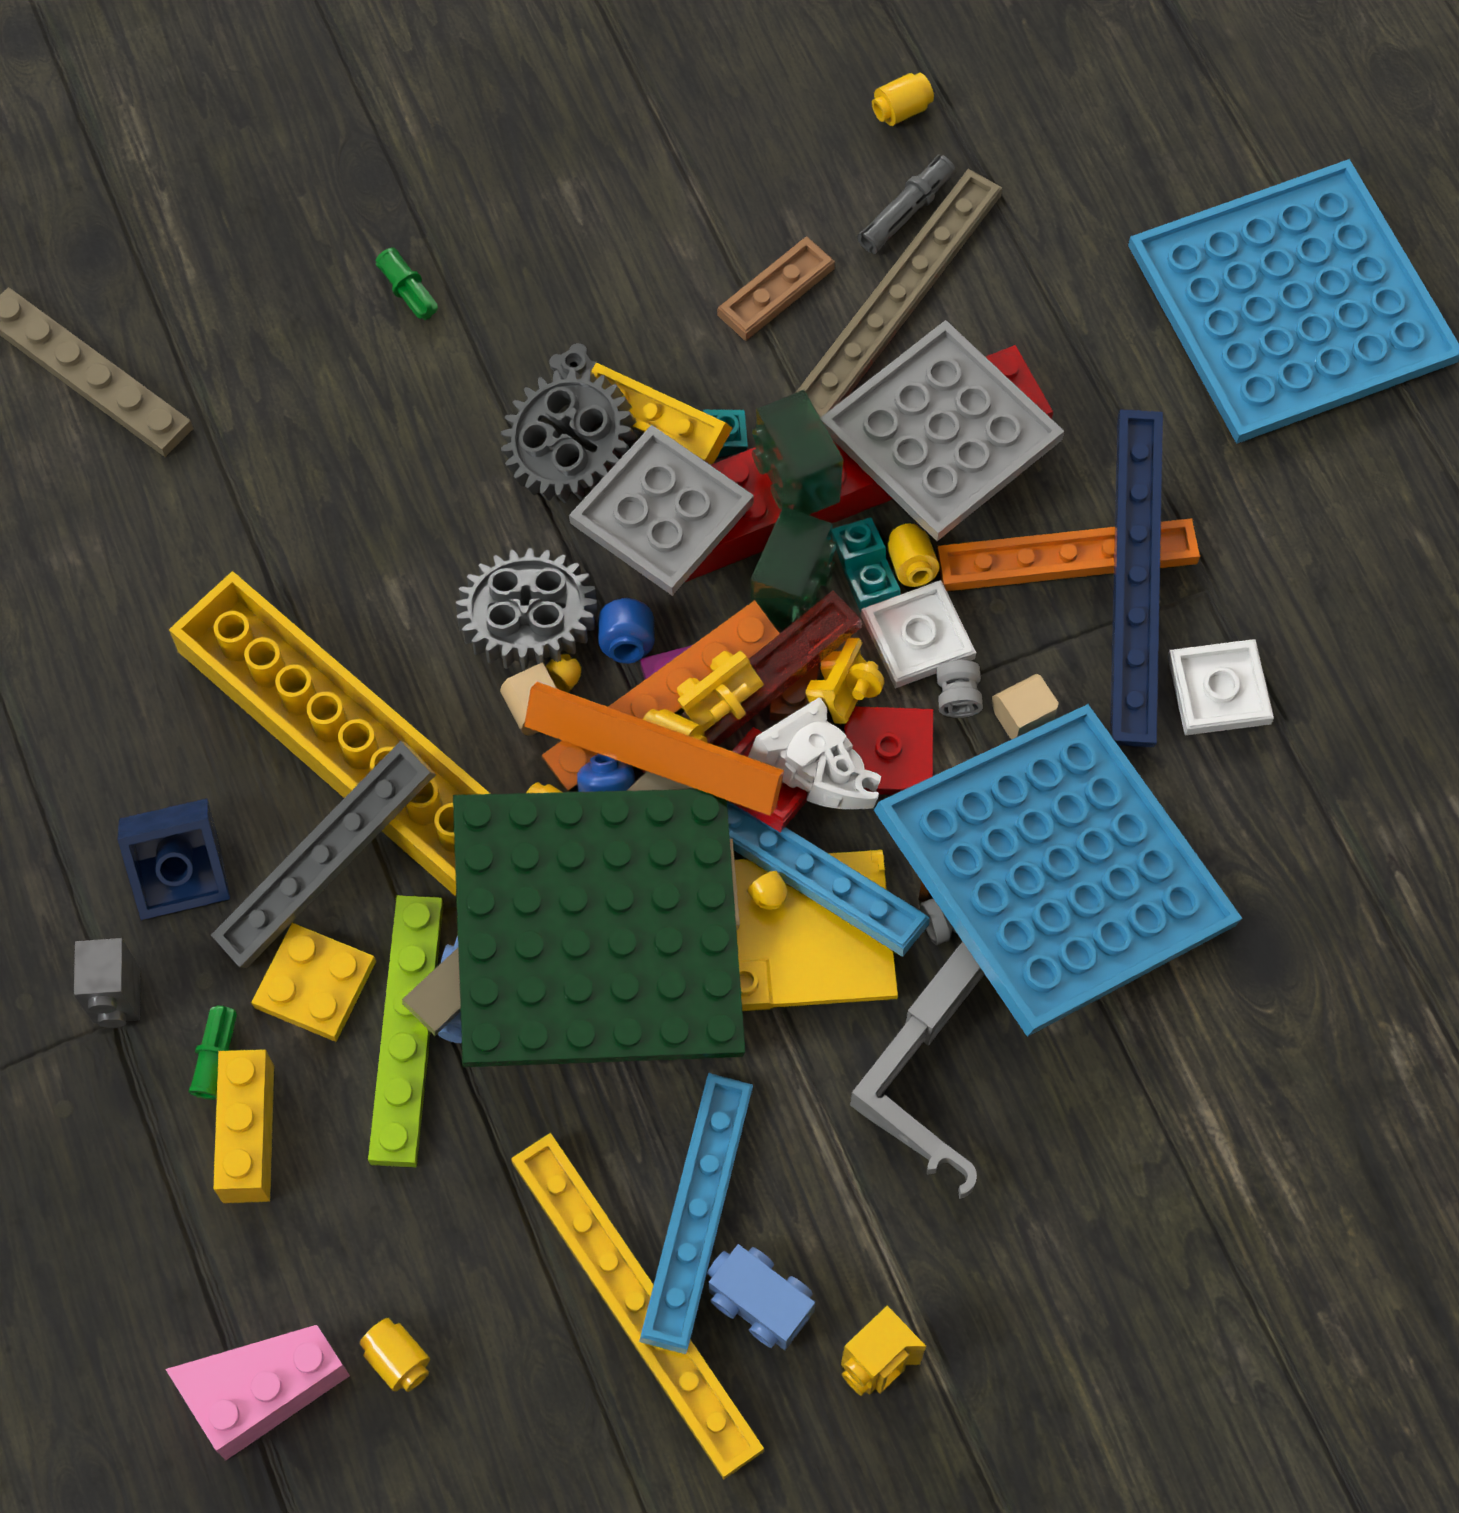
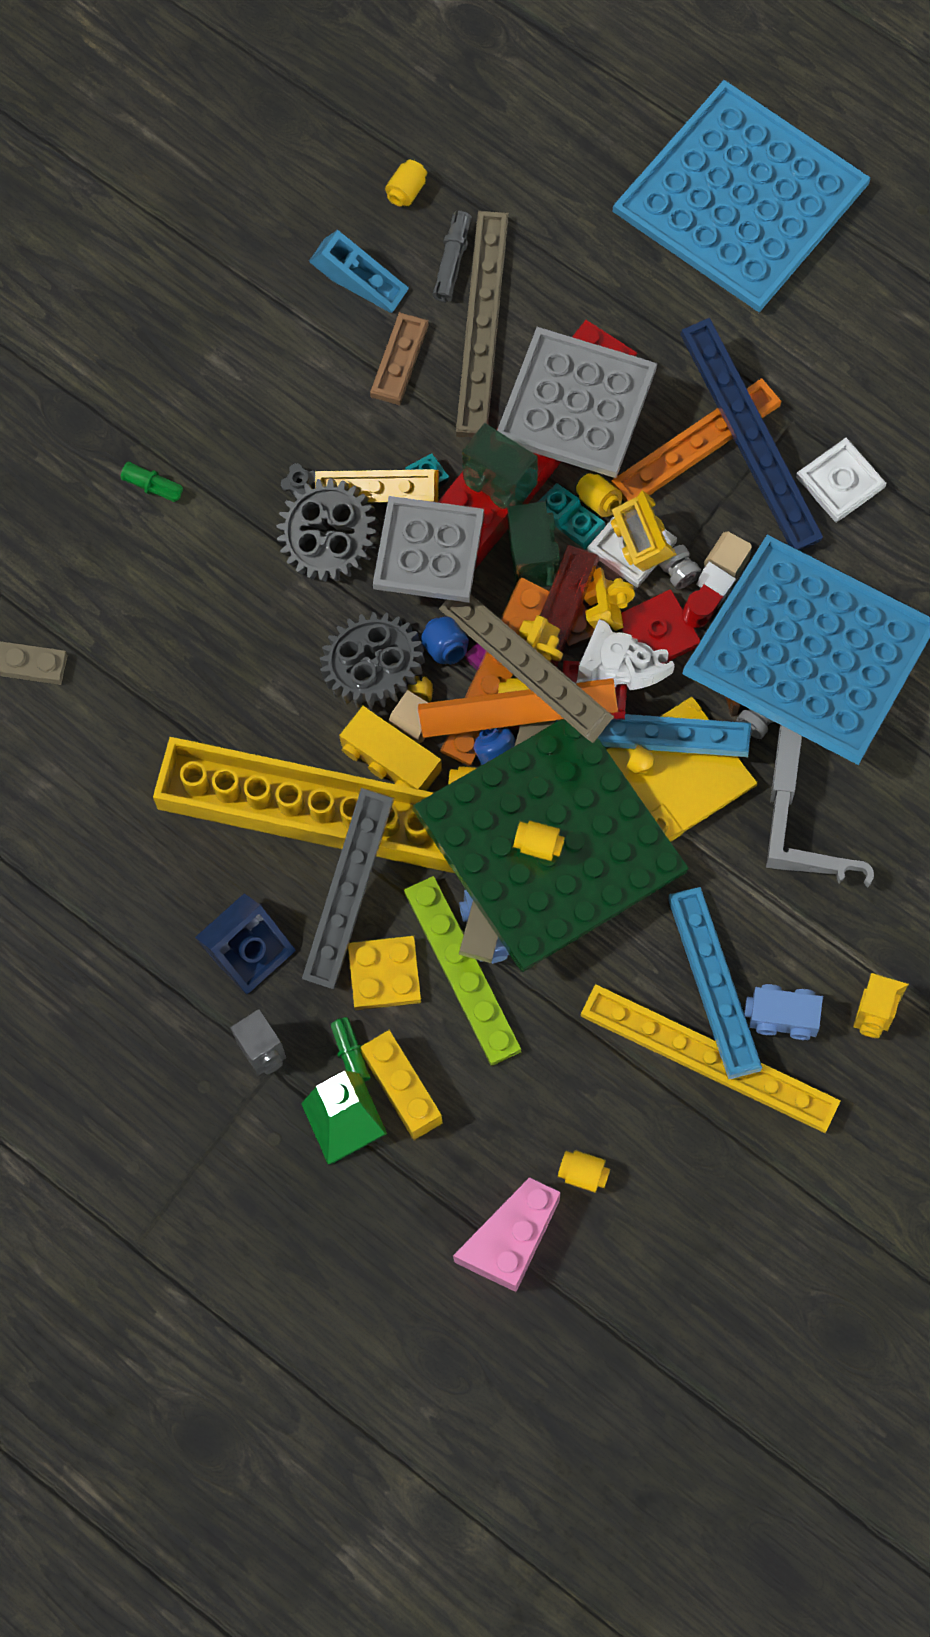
camera: 25 degrees left, 5 degrees up
(154, 1124) = (343, 1116): none -> green slope
(479, 726) = (389, 751): none -> yellow brick
(572, 915) = (538, 840): none -> yellow brick
(692, 706) = (529, 666): none -> dark tan tile
(786, 168) = (357, 271): none -> dark azure slope
(930, 621) = (641, 532): none -> yellow window
(960, 743) = (702, 604): none -> leg

